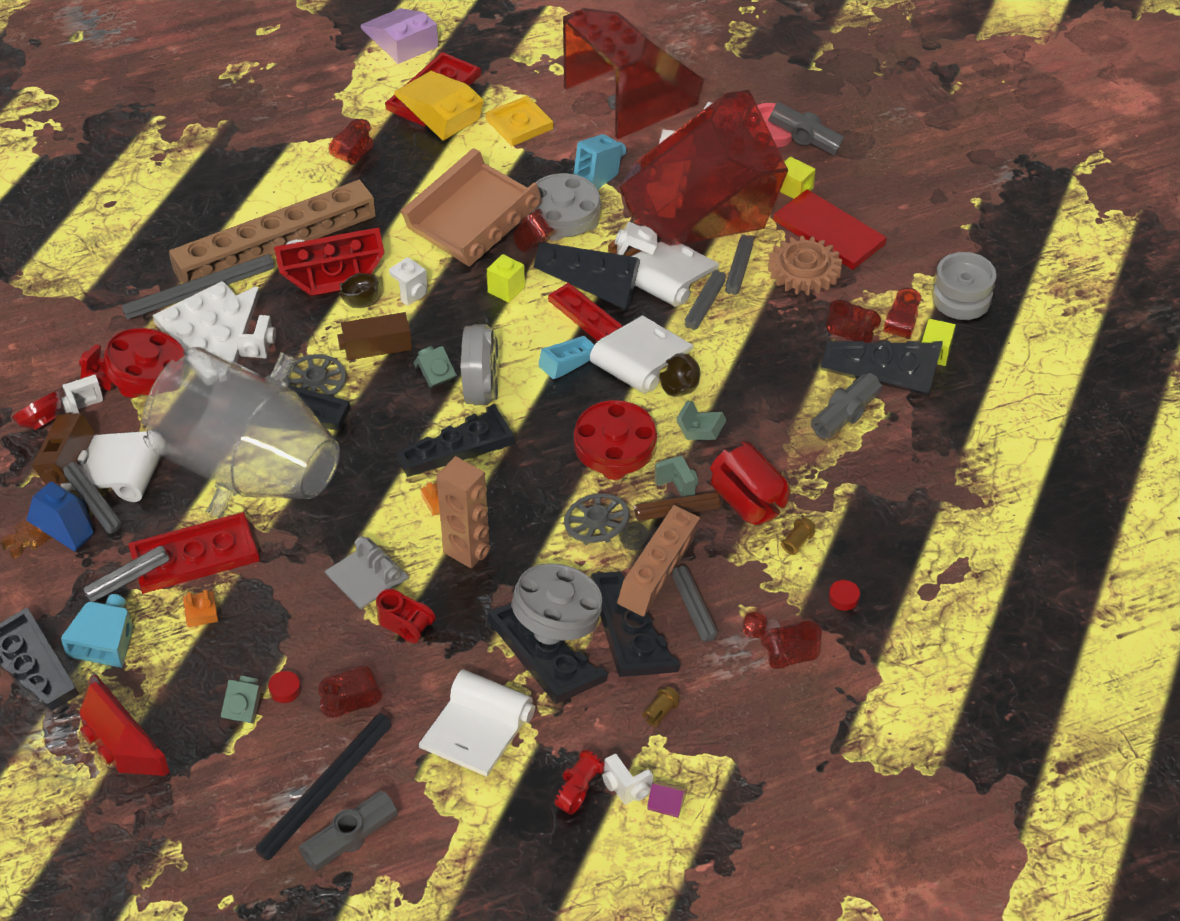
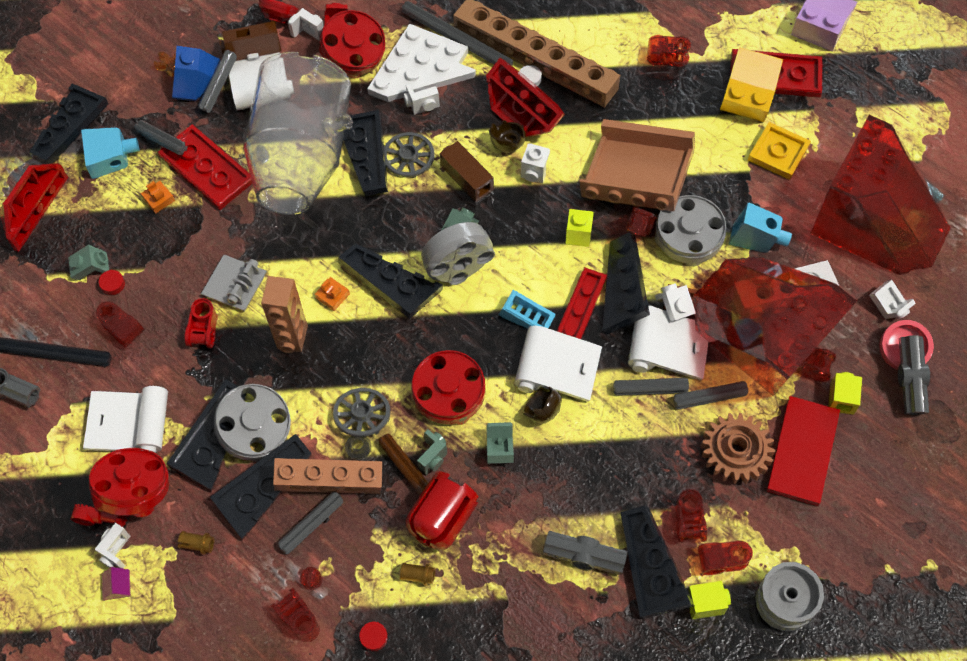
camera: 65 degrees right, 15 degrees up
(563, 732) = (128, 482): none -> red piece

